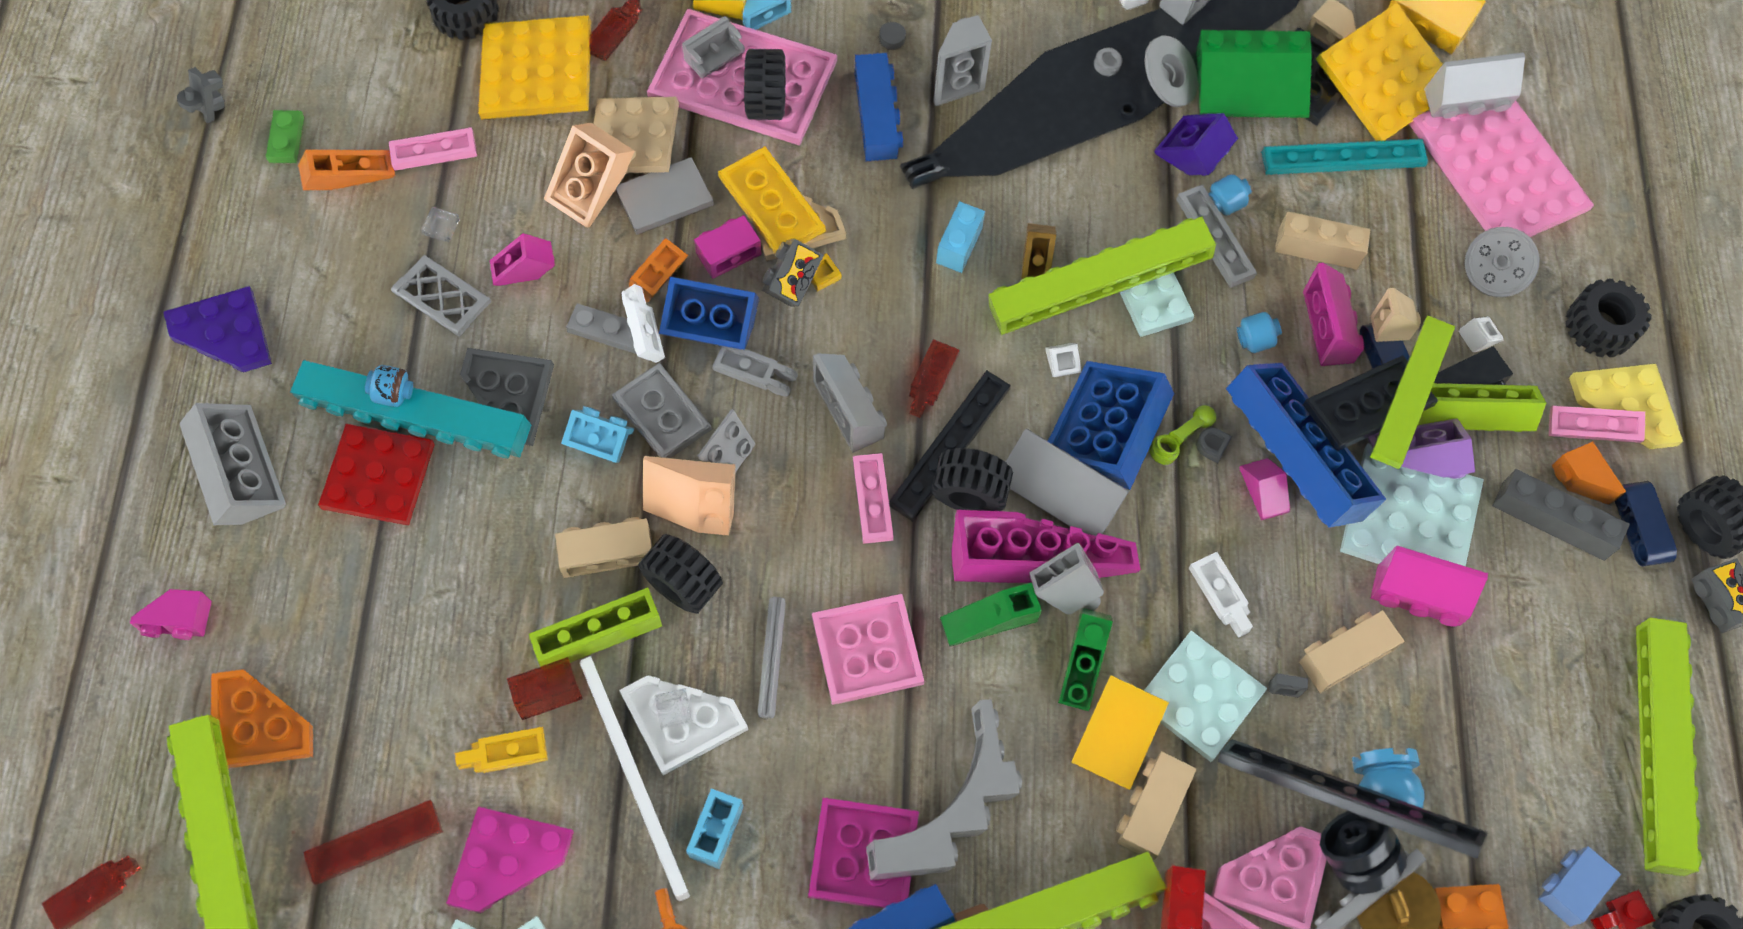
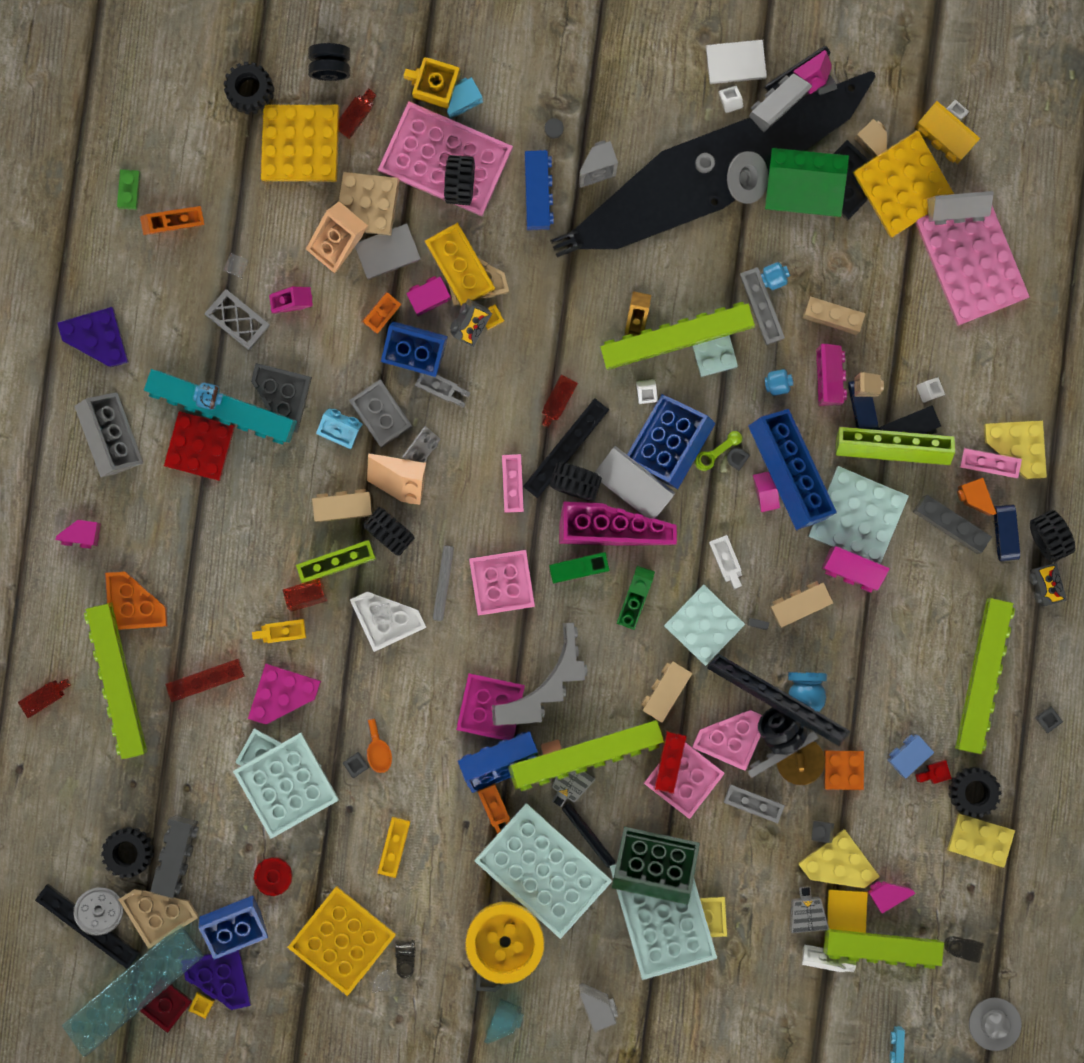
camera: 10 degrees right, 20 degrees up
(202, 94) = (71, 158): dark grey hips -> none
(432, 149) = (230, 207): bright pink plate -> none
(601, 327) = (350, 352): light grey plate -> none
(634, 780) = (357, 653): white tile -> none
(642, 325) = (370, 355): white hinge -> none
(713, 47) = (425, 140): light grey hinge -> none
(715, 828) = (404, 688): medium azure brick -> none
(848, 400) = (502, 416): light grey slope -> none
(960, 237) = (586, 298): medium azure brick -> none
(1068, 581) = (628, 551): light grey torso -> none
(1119, 732) = (650, 646): yellow tile -> none
(1197, 143) = (759, 233): dark purple slope -> none
(1344, 156) = (863, 247): teal tile -> none
(1359, 404) = (838, 446): black tile -> none
(1412, 392) = (865, 443): lime tile -> none
(1439, 449) = (870, 476): medium lavender slope -> none
(1502, 262) = (953, 340): light grey shield -> none
(1618, 302) = (1031, 381): black tyre -> none

